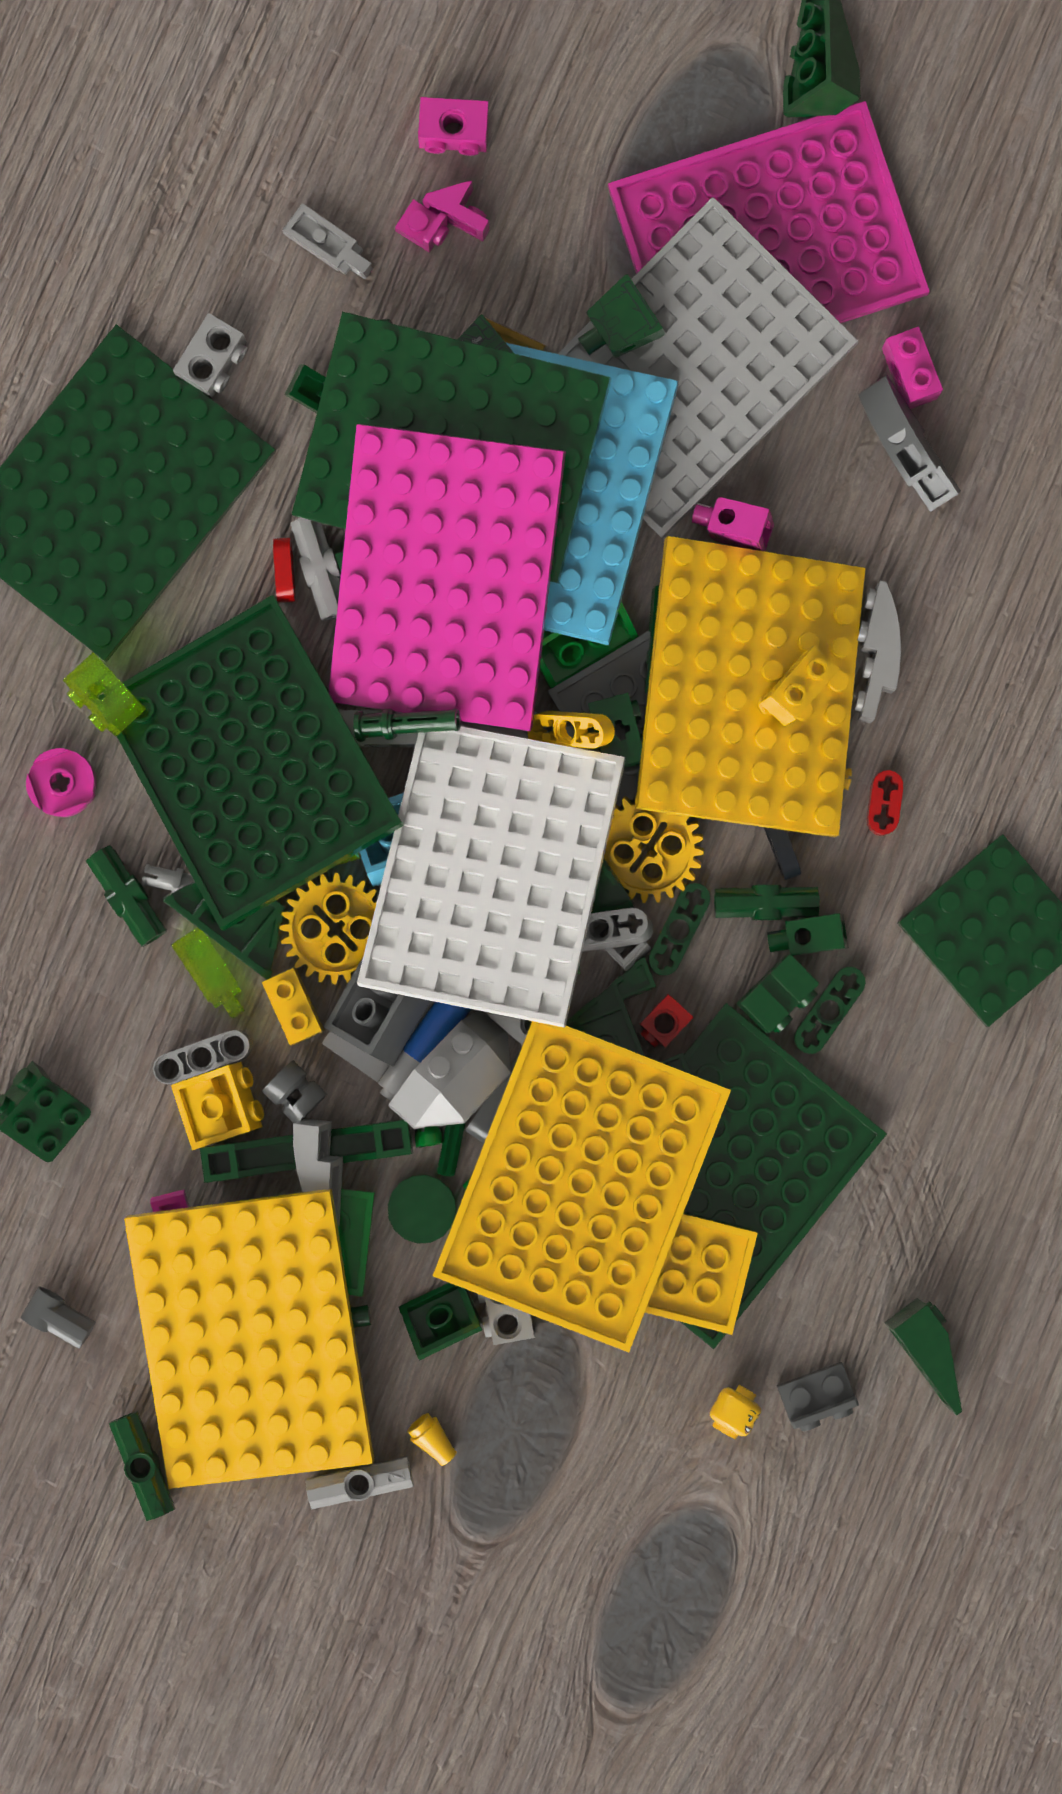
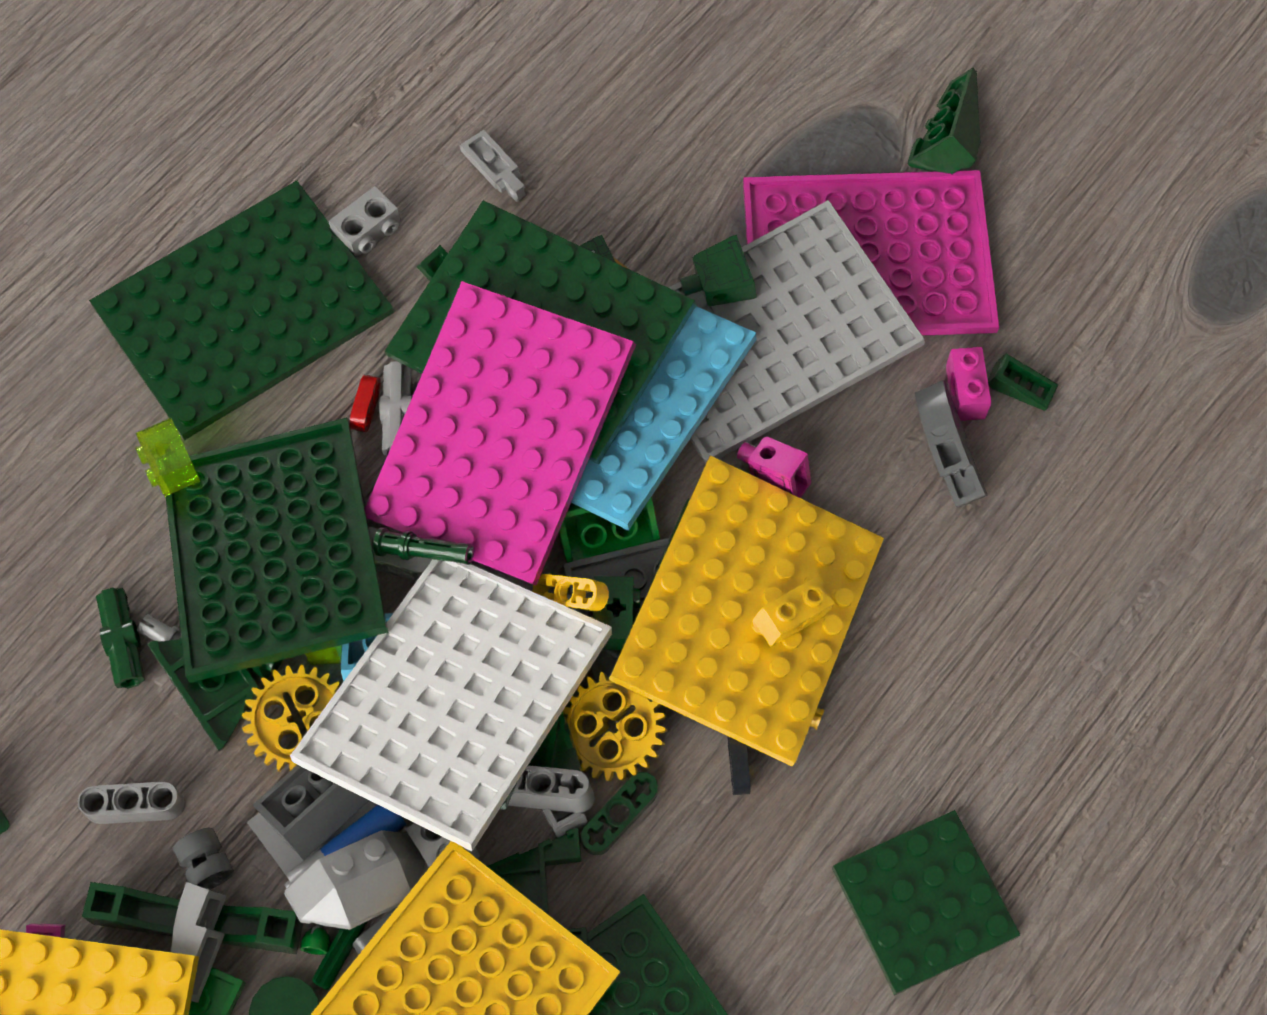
camera: 15 degrees right, 20 degrees down
(79, 790) = (109, 542): dark pink plate -> none
(209, 971) = (168, 727): clear neon green hinge -> none
(218, 1105) = (128, 850): yellow plate -> none
(293, 1006) = (232, 779): yellow brick -> none
(423, 226) = (578, 173): dark pink bracket -> none
(439, 112) = (642, 101): dark pink brick -> none
(452, 202) = (608, 163): dark pink slope -> none
(680, 1017) = (585, 881): red brick -> none
(766, 902) = (710, 810): dark green piece -> none
(778, 994) = (695, 896): dark green brick -> none
(826, 932) = (757, 855): dark green torso -> none
(837, 984) = (717, 941): dark green beam -> none
(876, 801) = (841, 748): red beam -> none
(883, 640) = (880, 610): light grey slope -> none
(964, 359) = (1026, 374): none -> dark green slope

